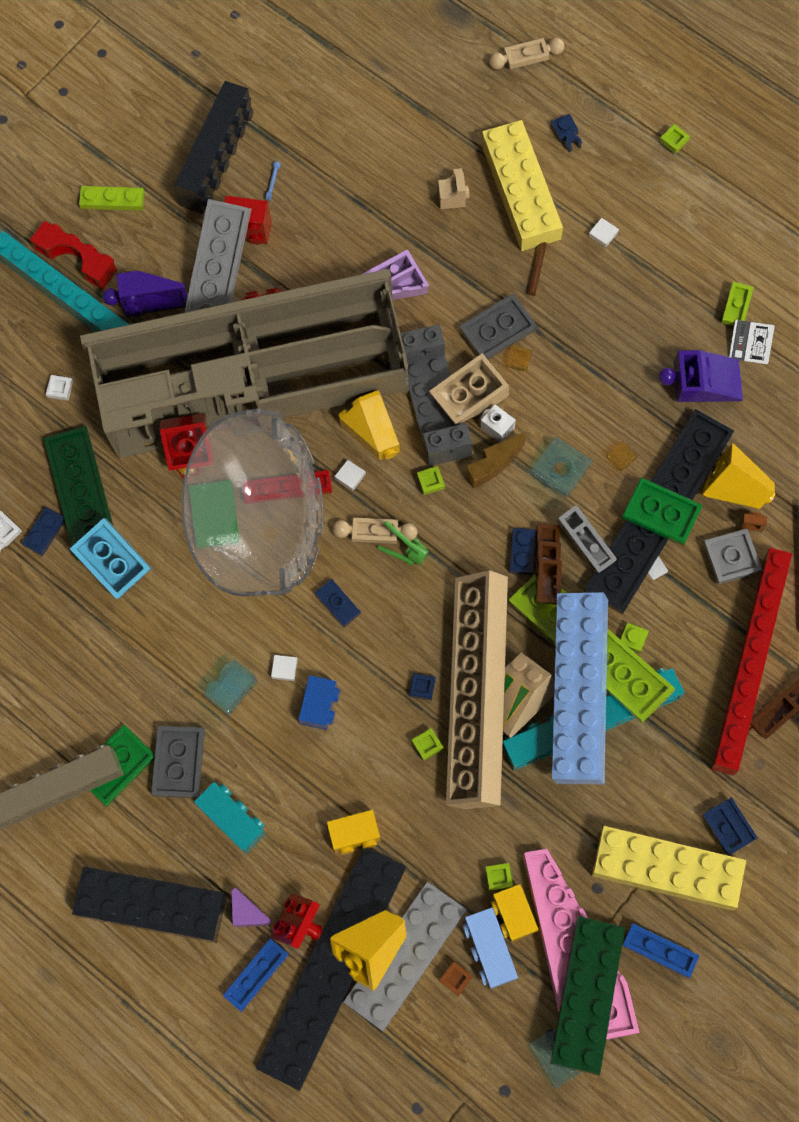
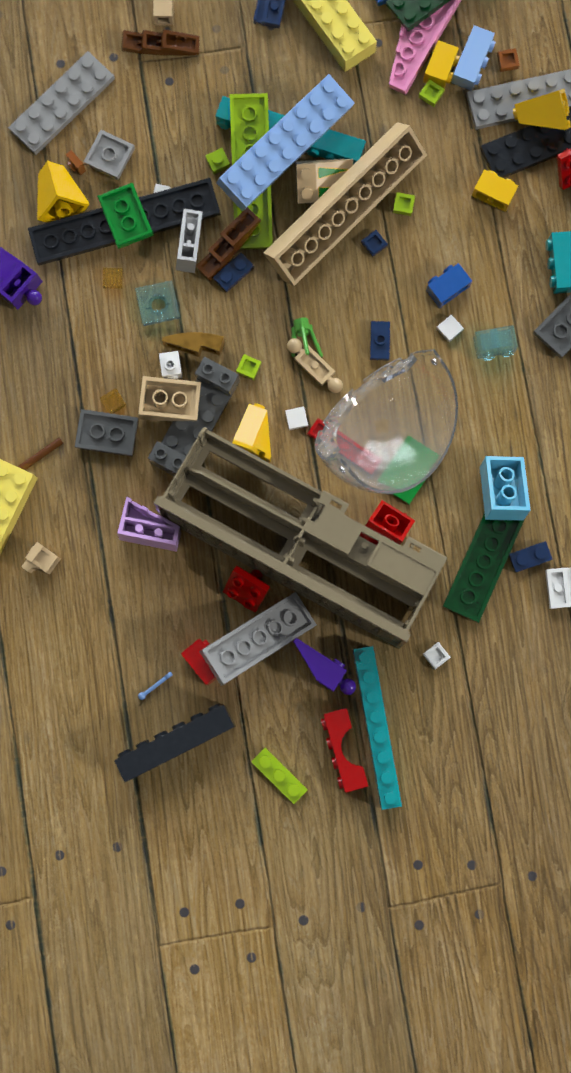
camera: 140 degrees left, 10 degrees up
(751, 662) = (162, 83): red brick -> none

